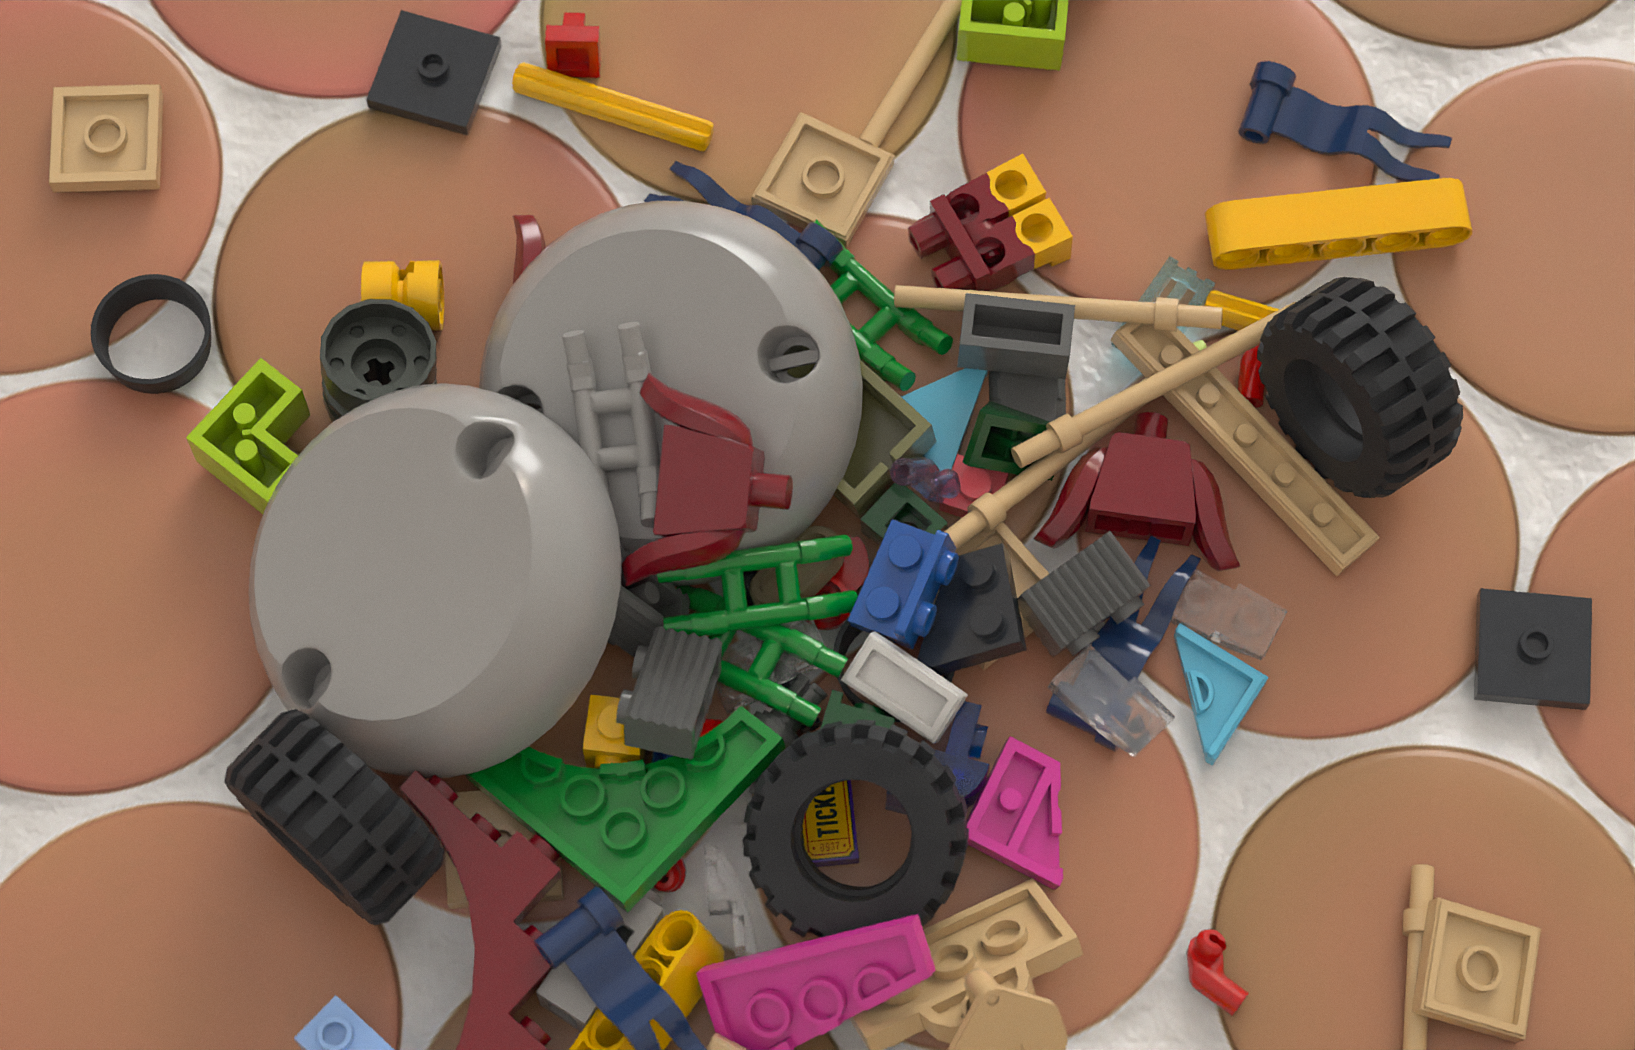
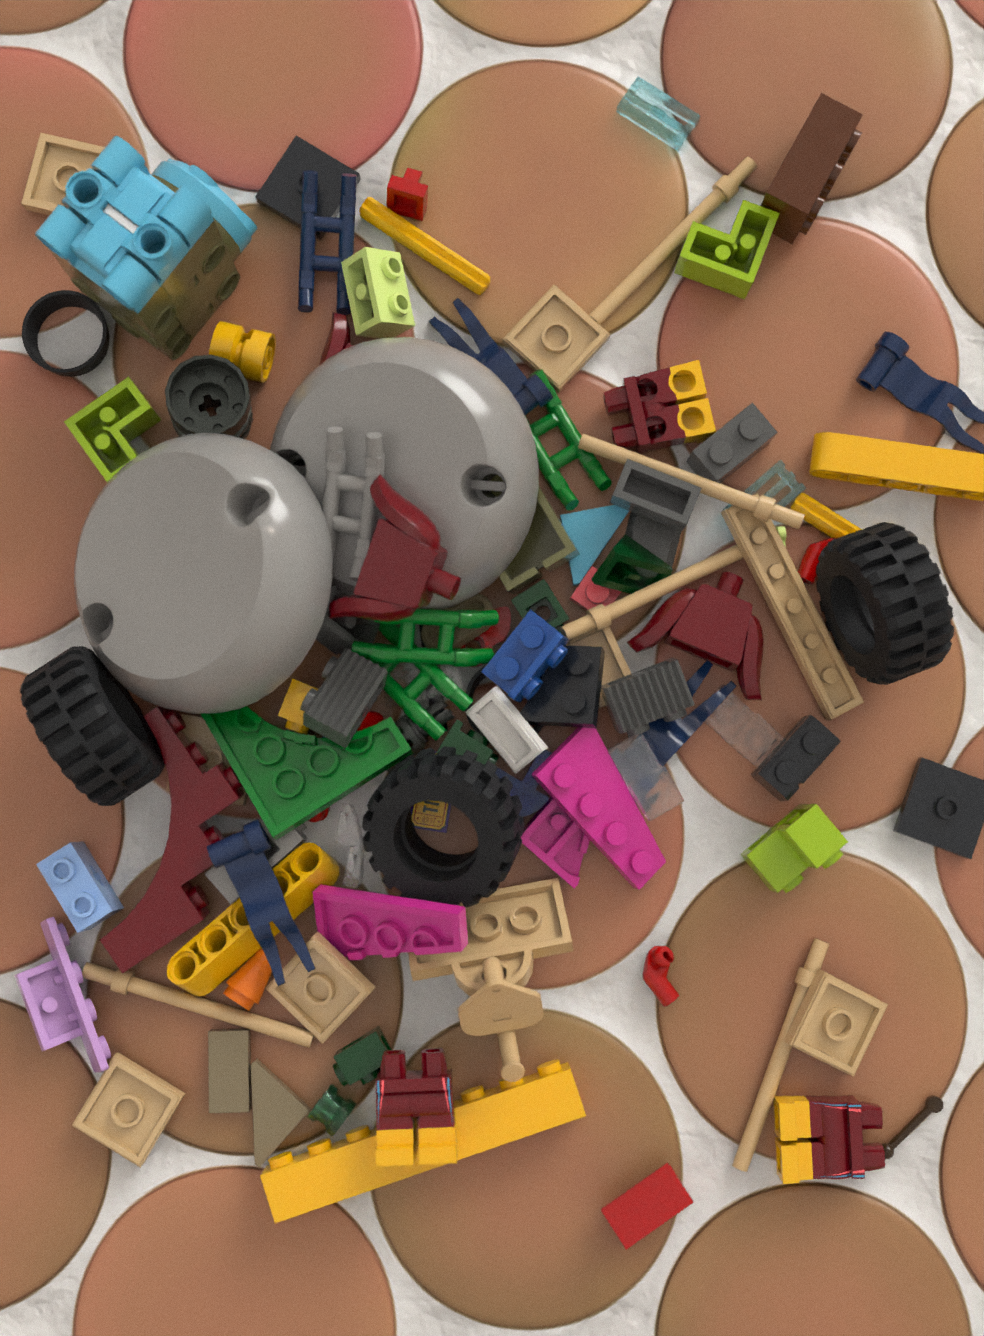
camera: 15 degrees right, 15 degrees up
(254, 183) = (149, 244): none -> medium azure piece
(496, 105) = (310, 225): none -> dark blue piece
(566, 172) = (377, 293): none -> yellowish green brick
(926, 478) = (563, 581): clear purple arm -> none
(1055, 752) = (597, 800): none -> dark pink wing
(1068, 431) = (670, 575): tan bar -> none
(1101, 249) = (732, 445): none -> dark grey brick
(1218, 689) = (721, 780): medium azure tile -> none
(1309, 630) = (796, 758): none -> black brick
(1351, 732) = (794, 844): none -> lime brick

